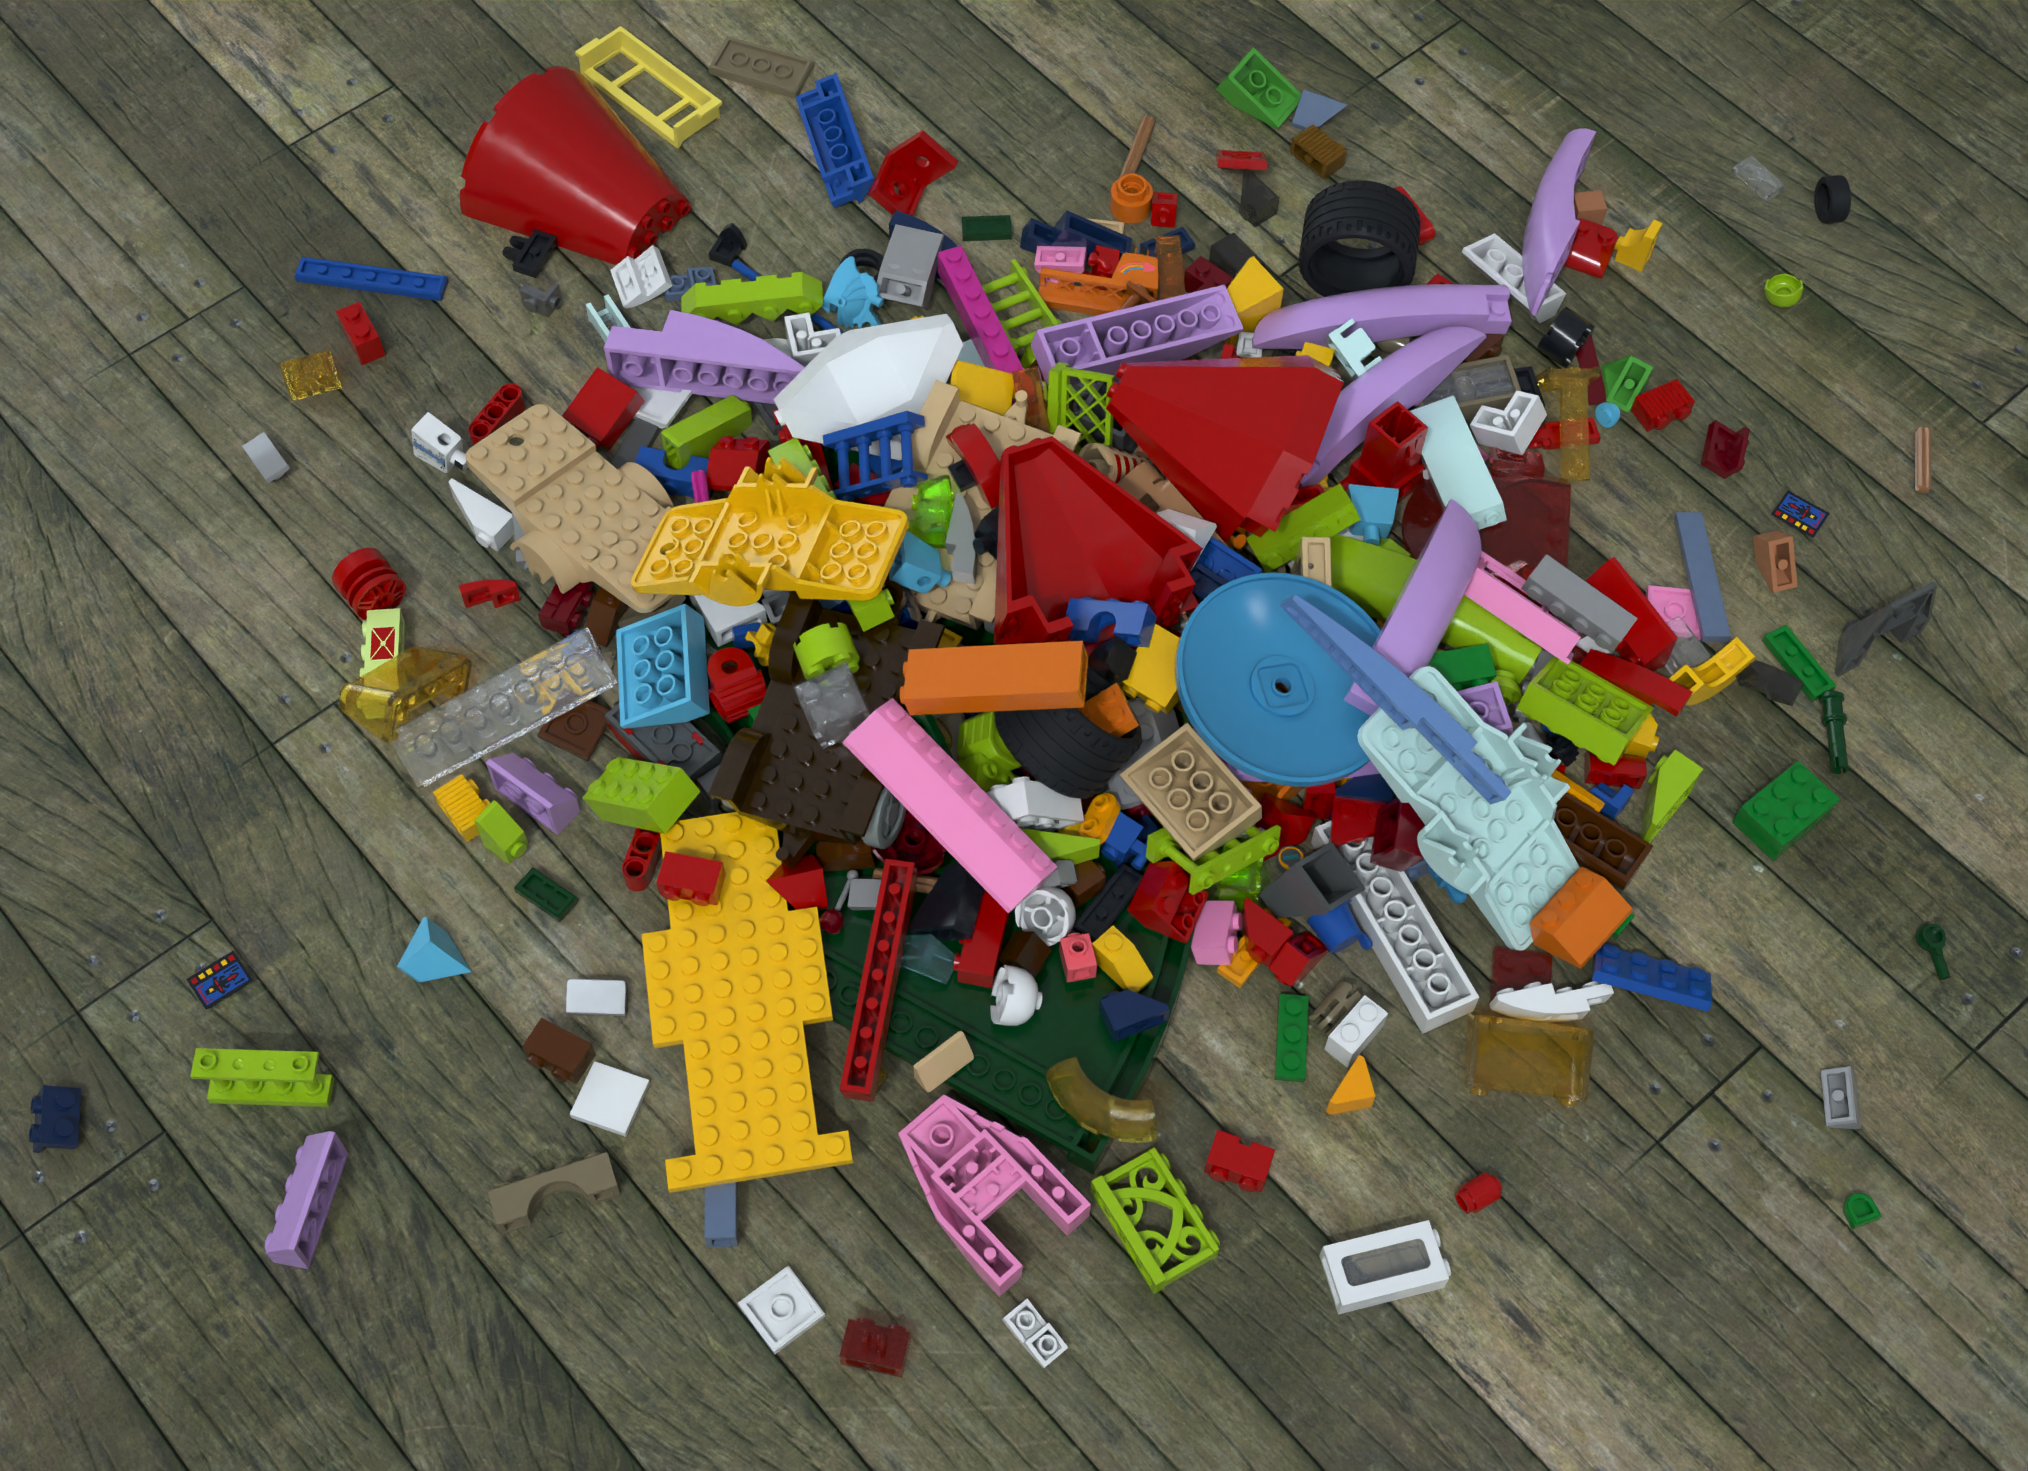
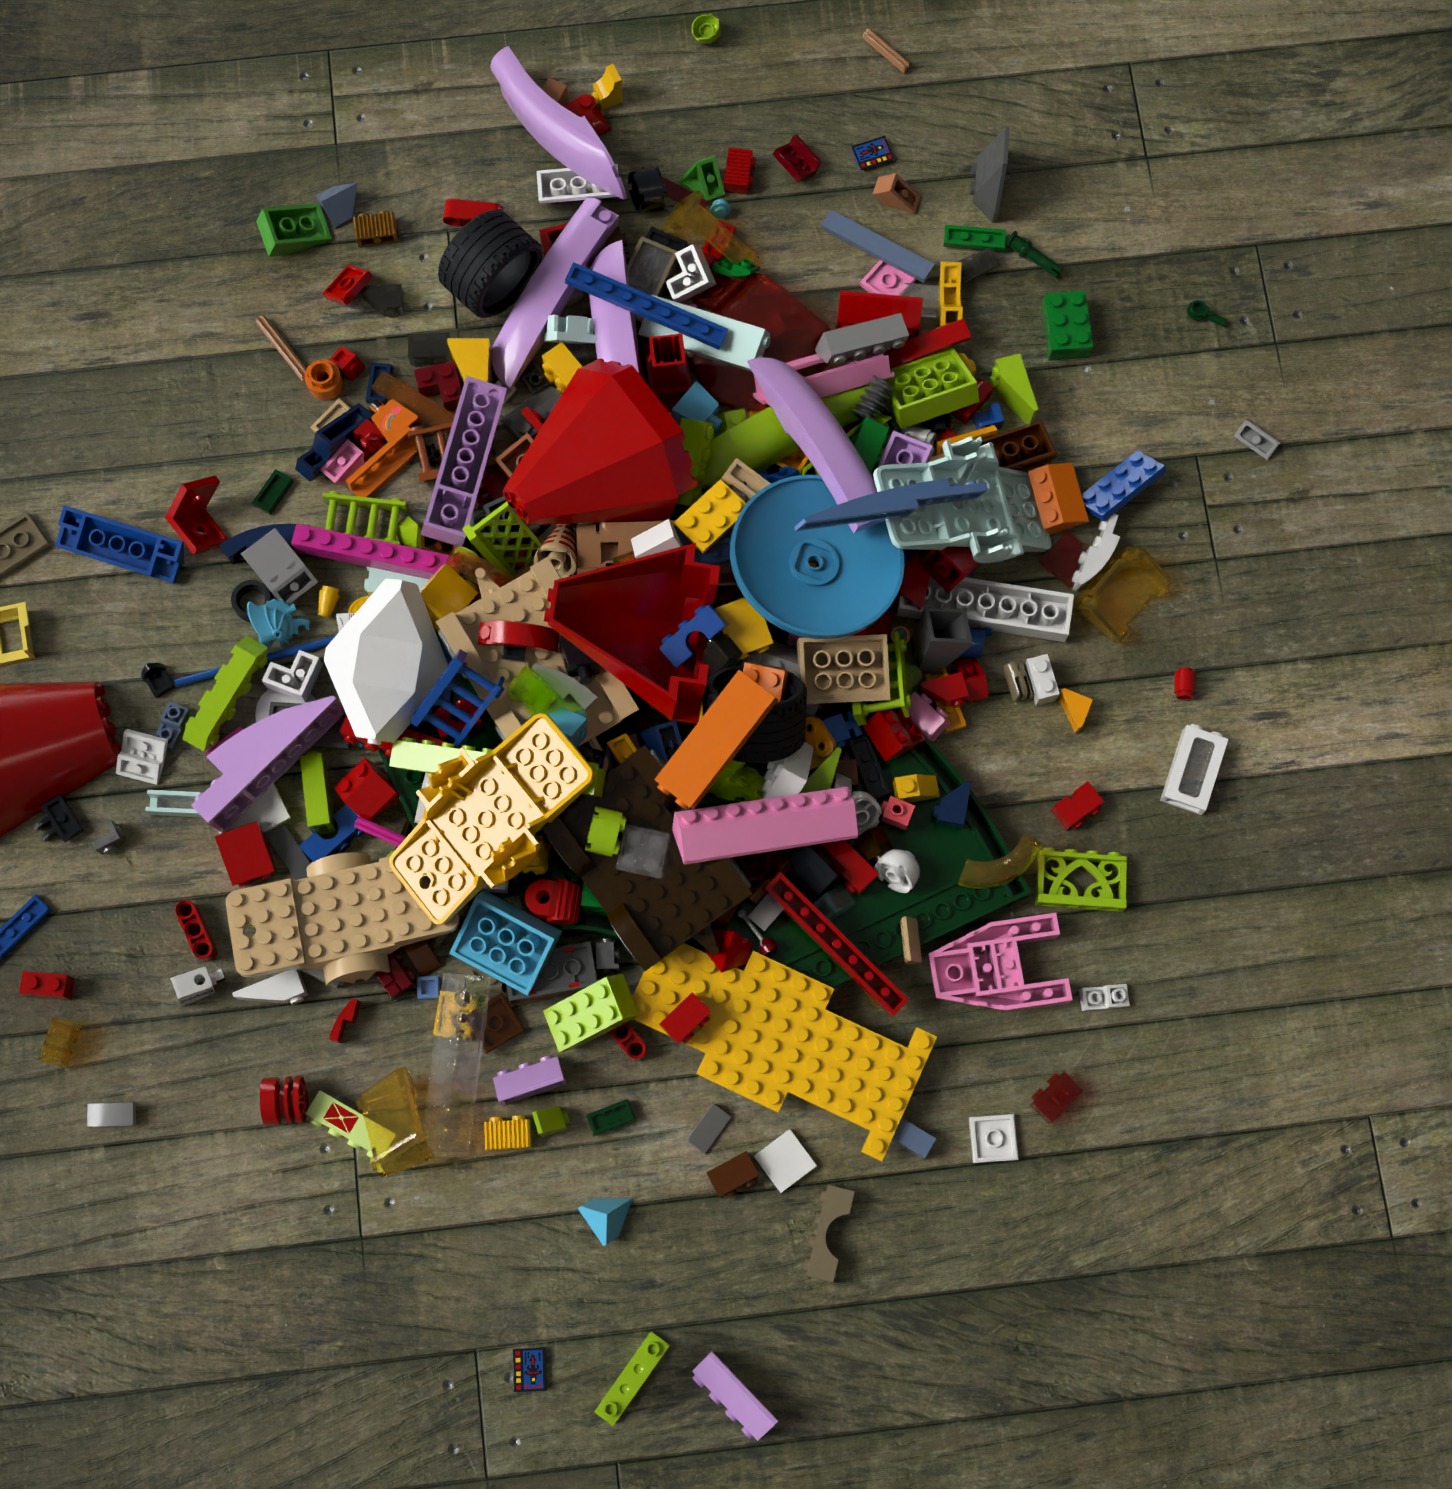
camera: 55 degrees left, 15 degrees up
(1243, 556) = (710, 516): none -> yellow plate
(1291, 1038) = (1017, 719): green plate -> none
(1431, 387) = (646, 305): none -> blue plate
(1520, 655) = (873, 400): none -> dark grey piece
(1552, 457) = (739, 268): none -> green slope
(1860, 1210) = (1327, 482): green tile -> none

